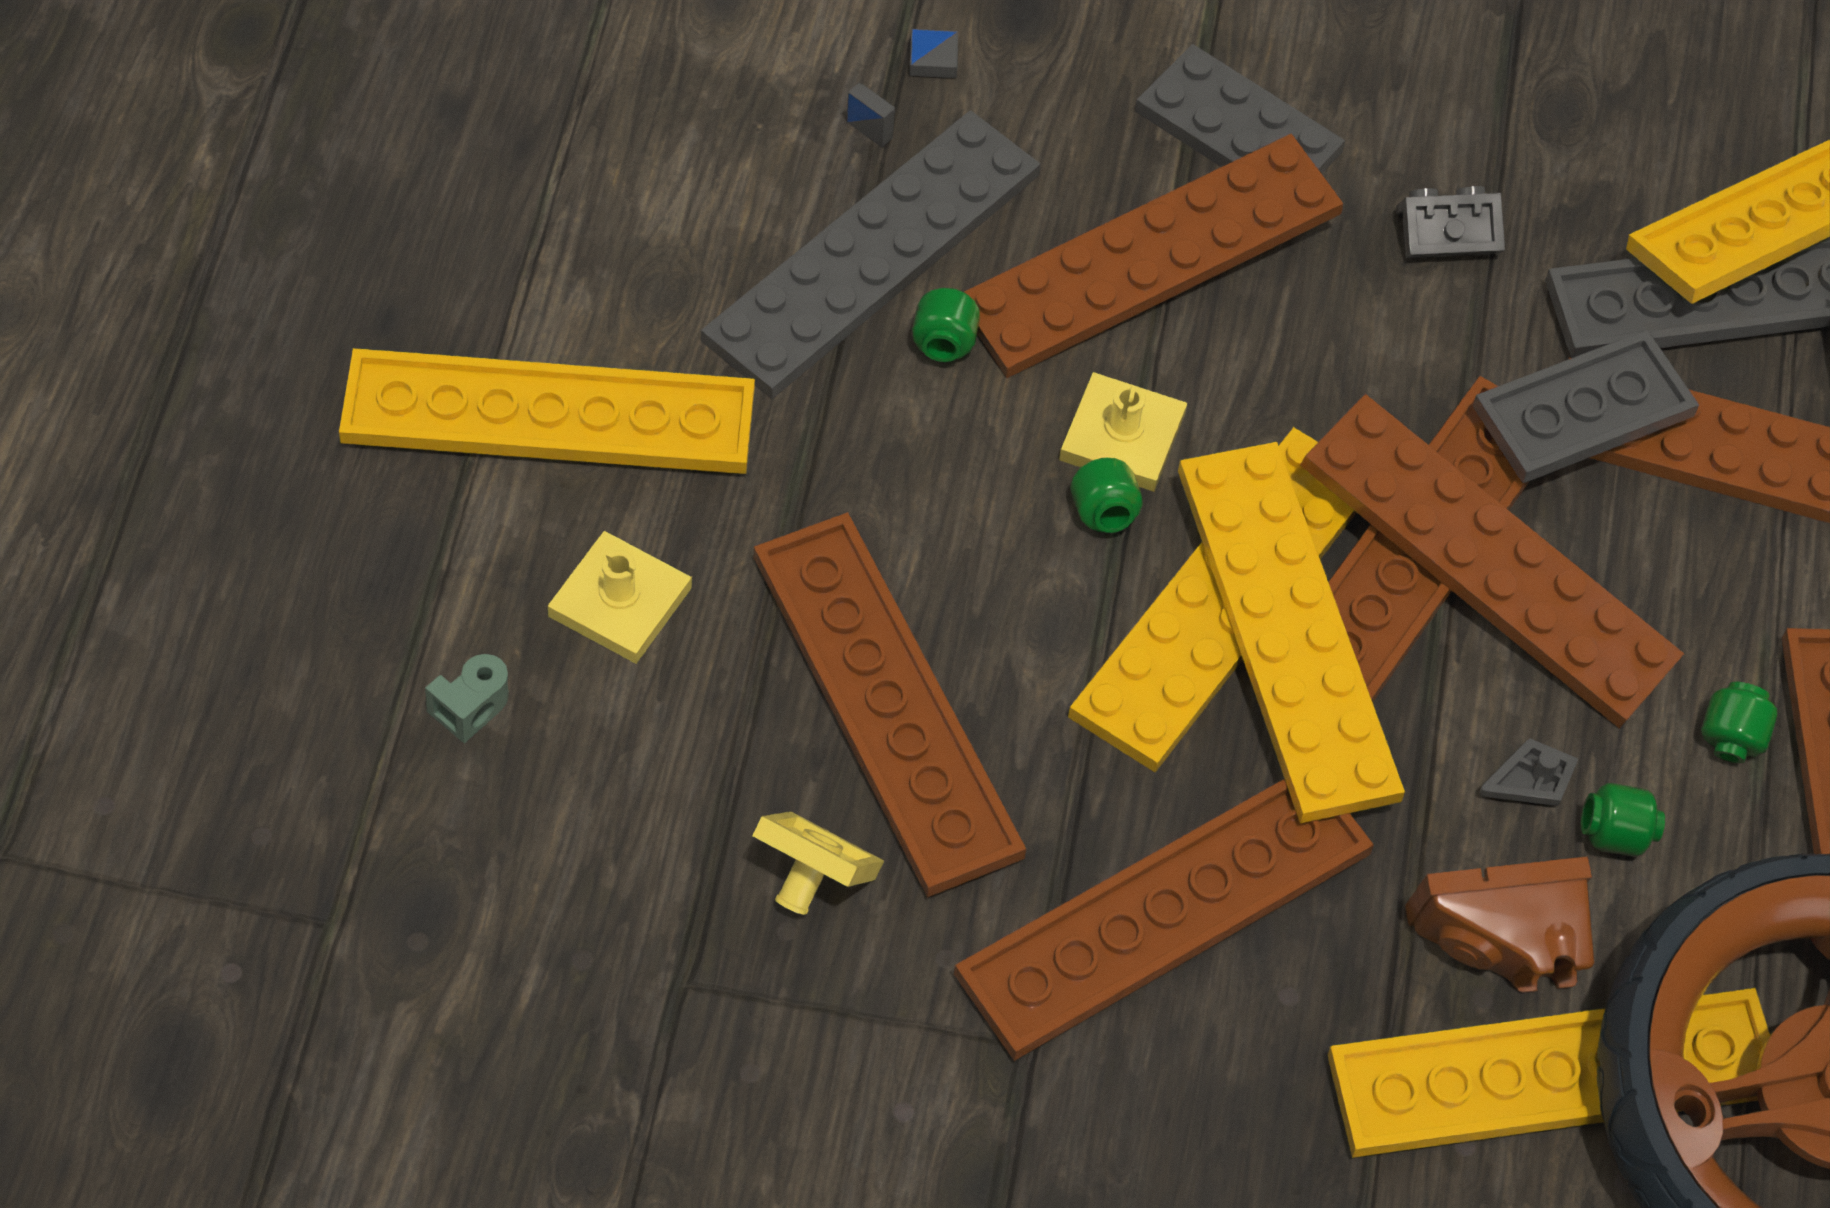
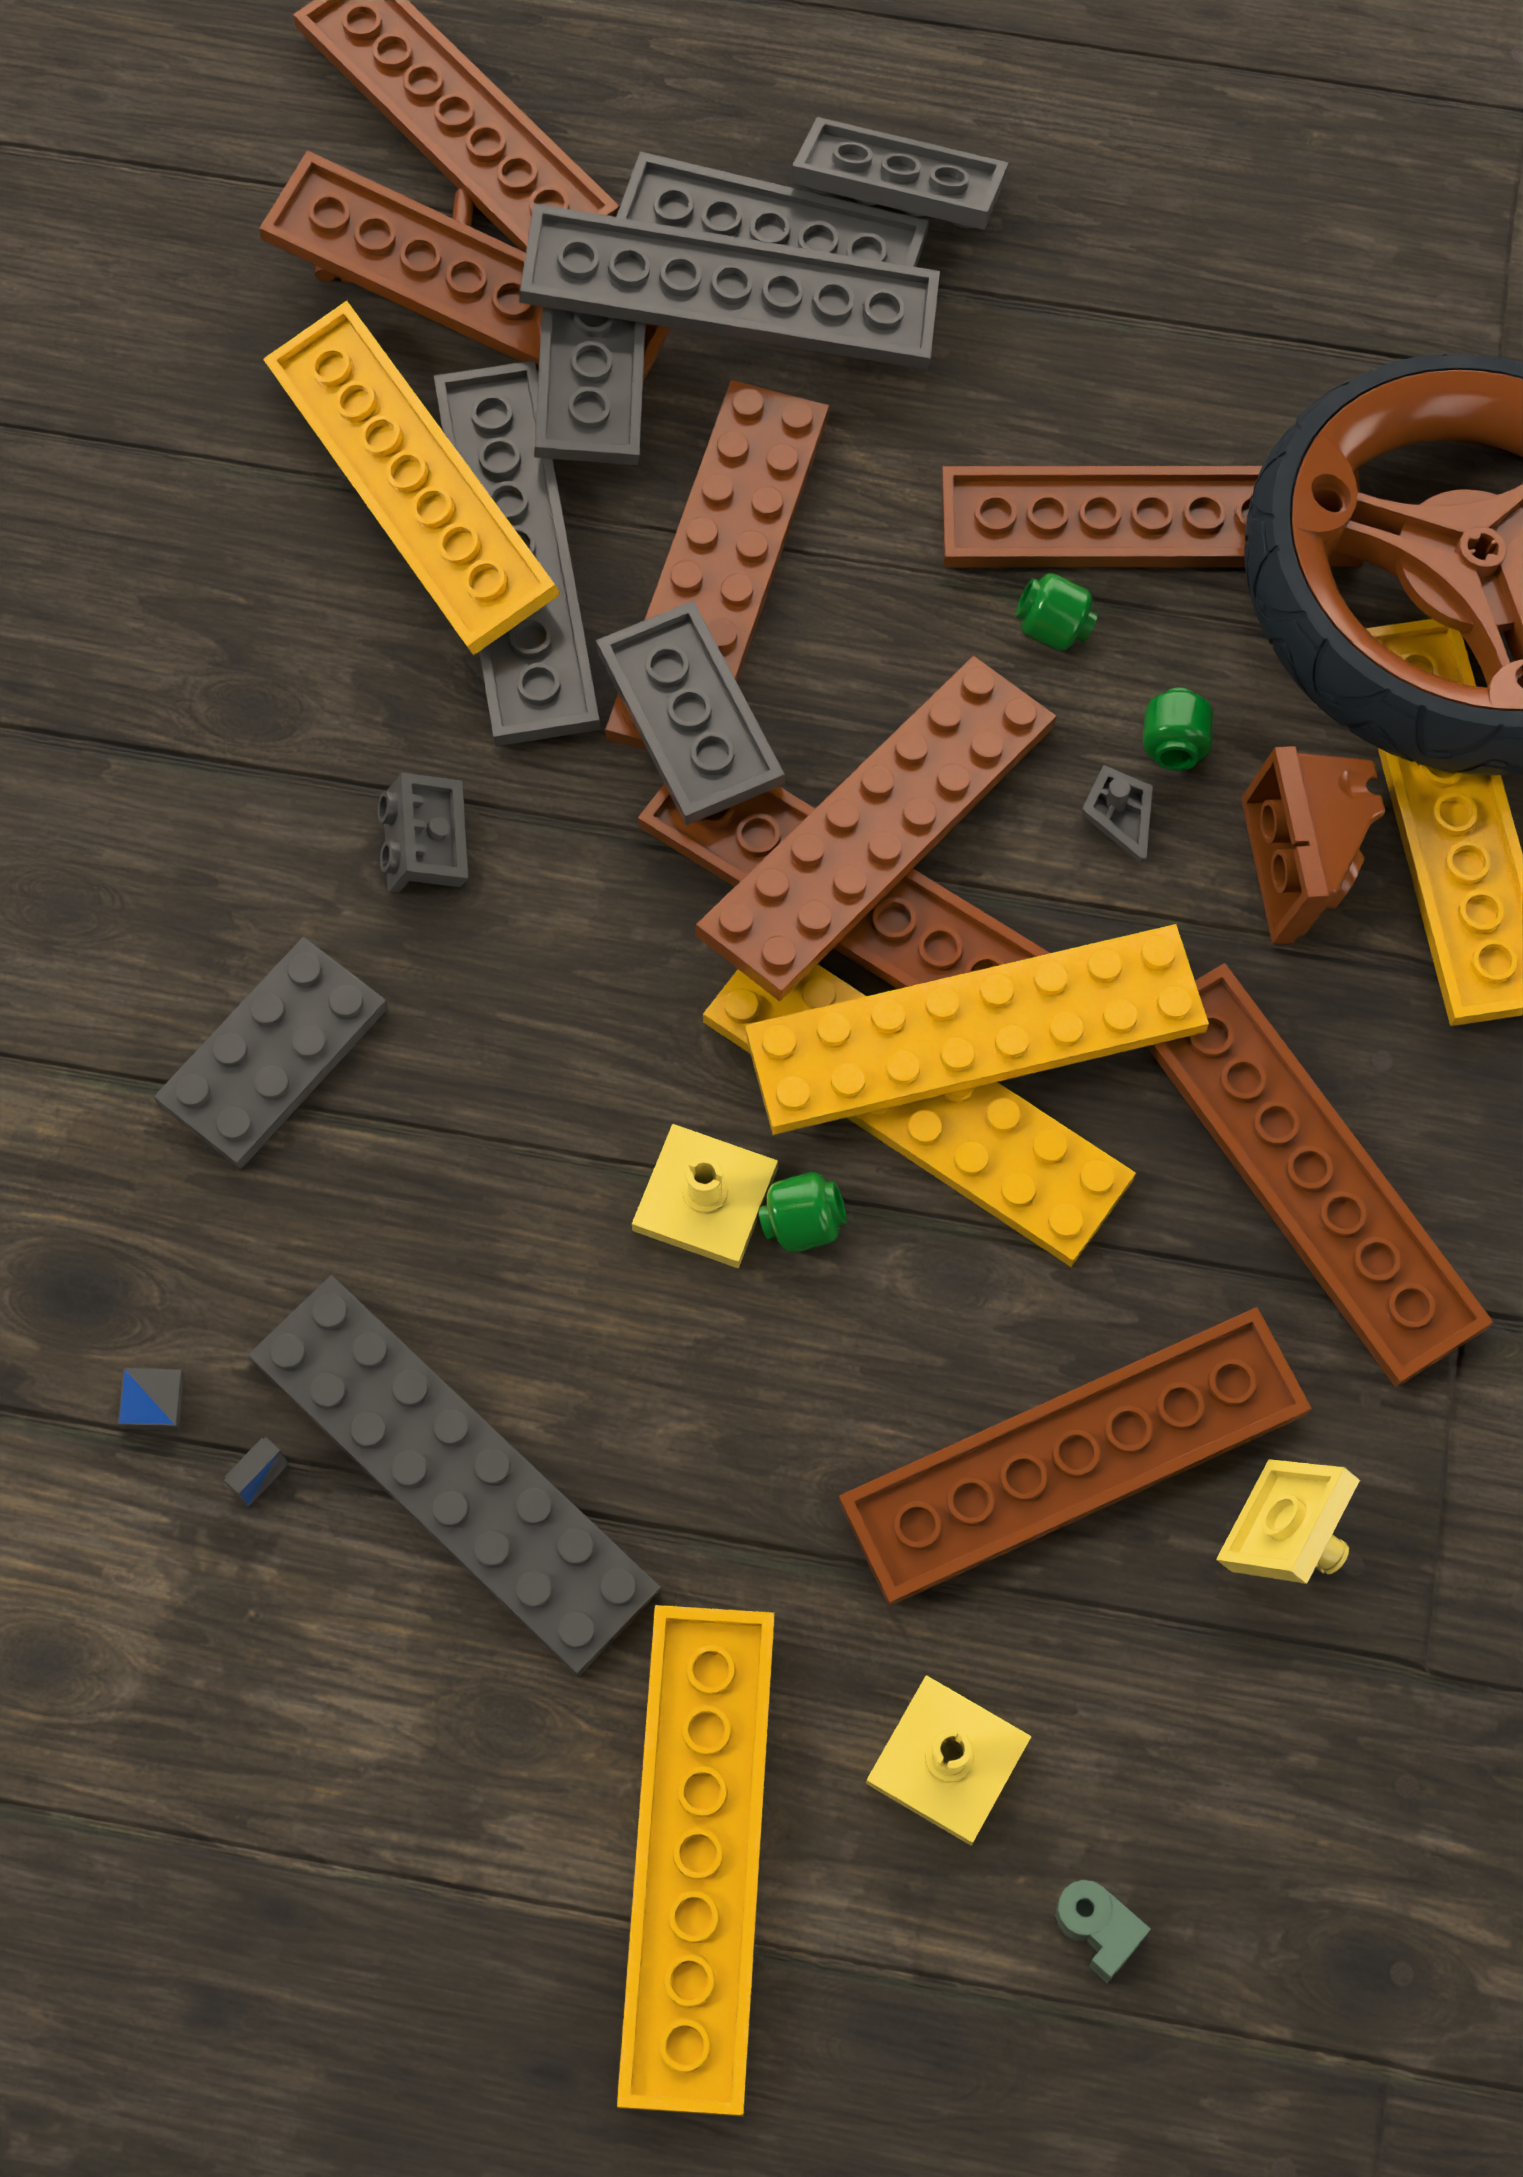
camera: 85 degrees left, 10 degrees up
(946, 324) = (573, 1383): green head -> none
(1151, 254) = (471, 1156): dark orange plate -> none

